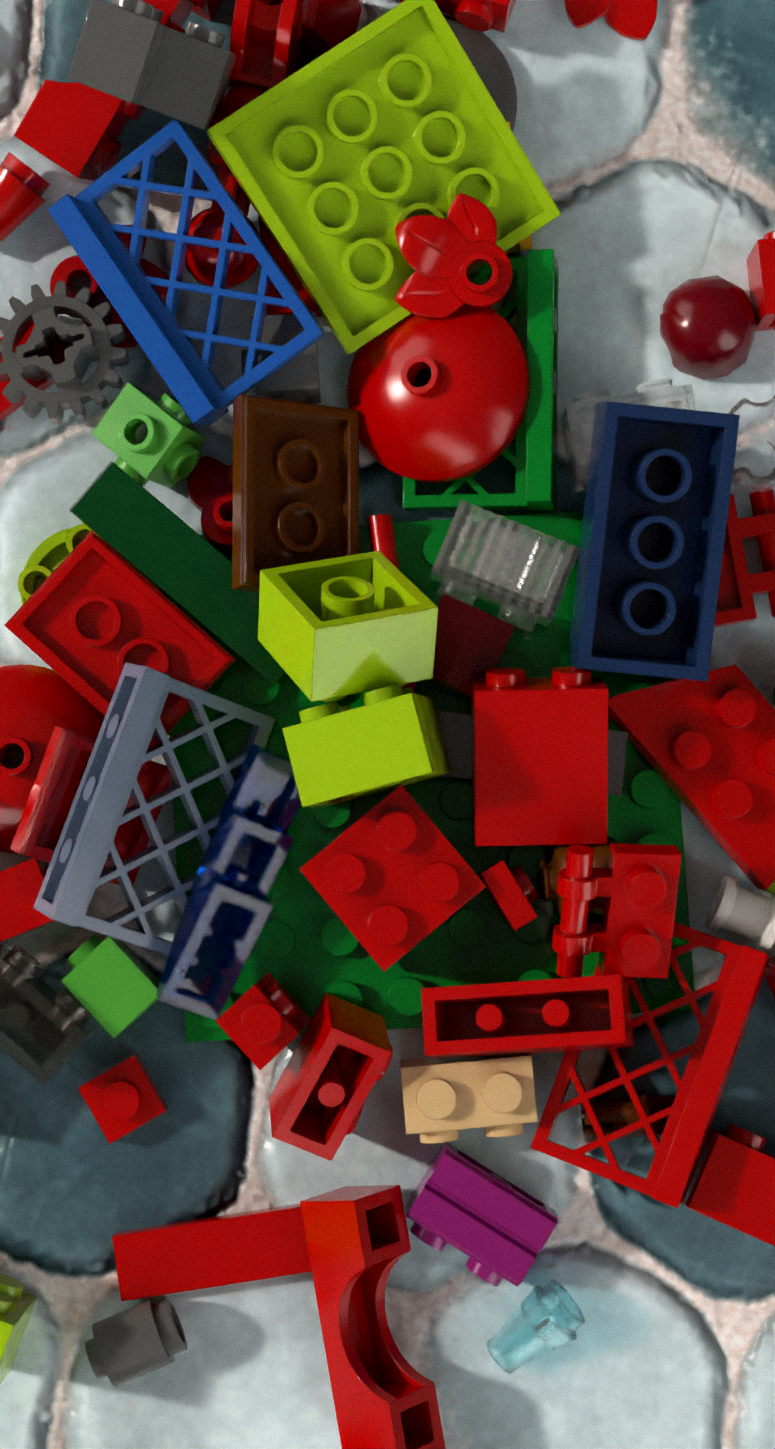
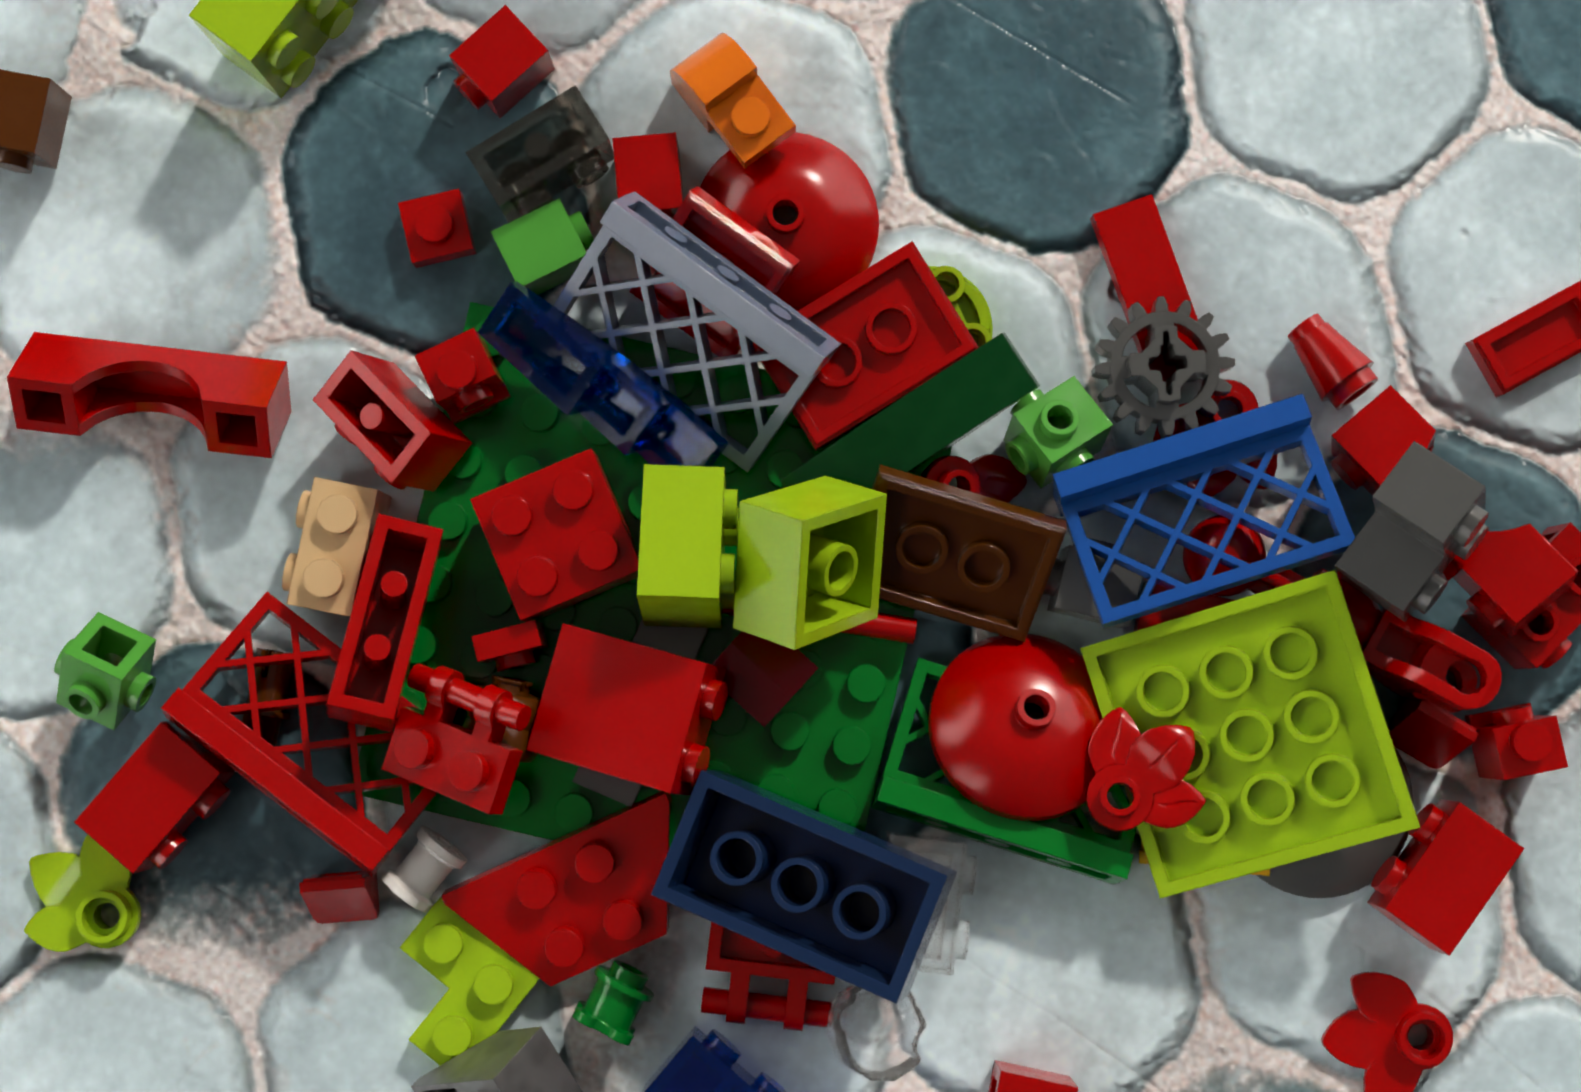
camera: 105 degrees right, 0 degrees up
(135, 1342) = (208, 174): dark grey brick -> none
(211, 1252) = (269, 267): red tile -> none
(479, 1216) = (219, 526): magenta brick -> none
(503, 566) = (827, 735): clear brick -> none
(537, 1326) = (102, 550): clear light blue cone -> none
(655, 1281) = (106, 671): none -> bright green brick
(708, 327) = (1010, 1014): dark red hair -> none

